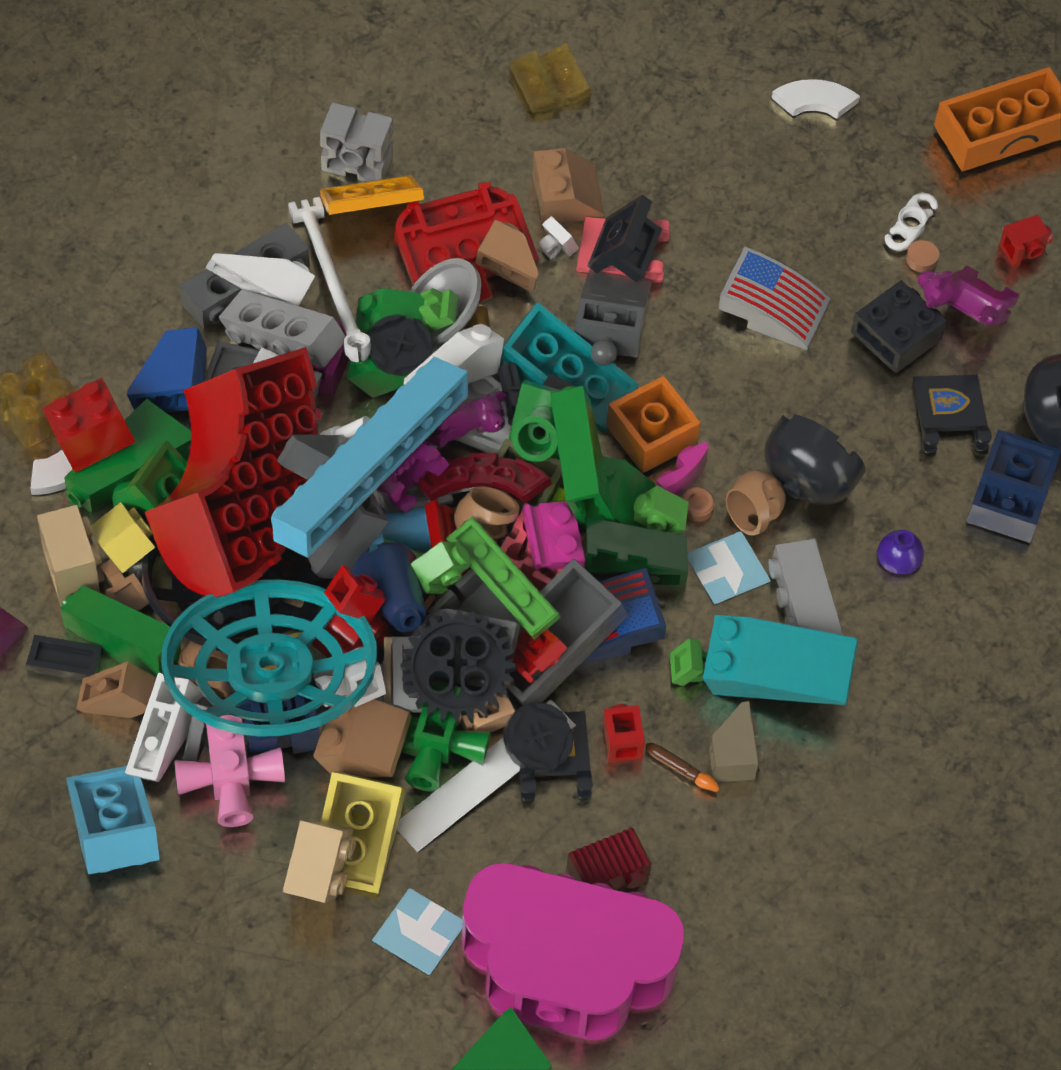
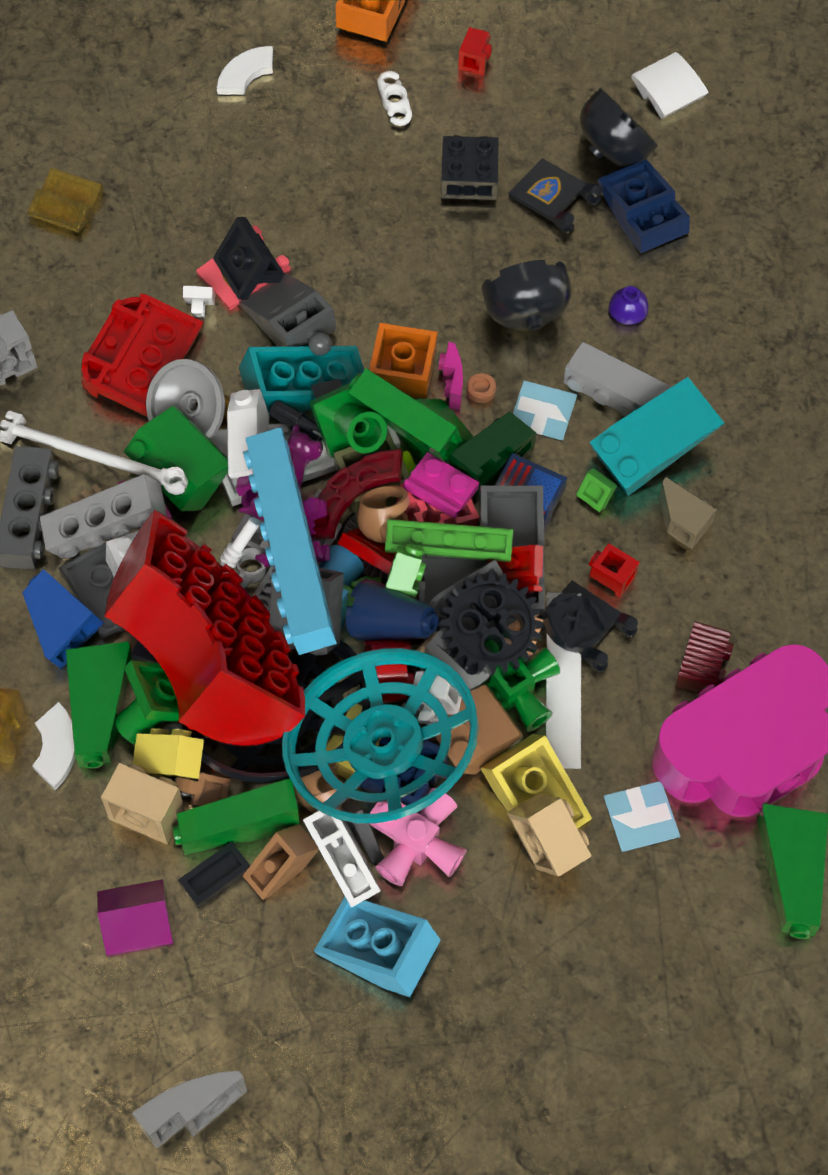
camera: 45 degrees left, 5 degrees up
(88, 425) = (53, 703): red brick -> none
(264, 275) = (57, 489): white slope -> none
(307, 452) = (247, 575): dark grey slope -> none
(354, 594) = (382, 635): red brick -> none
(371, 194) = (47, 377): light orange tile -> none
(399, 344) = (198, 454): black tile -> none
(438, 308) = (195, 408): bright green tile -> none
(508, 255) = (188, 335): medium nougat slope -> none
(566, 186) = (161, 263): medium nougat slope -> none
(661, 511) = (474, 411): bright green brick -> none
(682, 767) = (686, 553): reddish brown piece -> none
(757, 494) = (515, 345): medium nougat helmet -> none
(774, 299) = (374, 218): light grey slope -> none
(922, 256) = (426, 114): nougat tile -> none
(968, 295) = (490, 111): magenta animal -> none

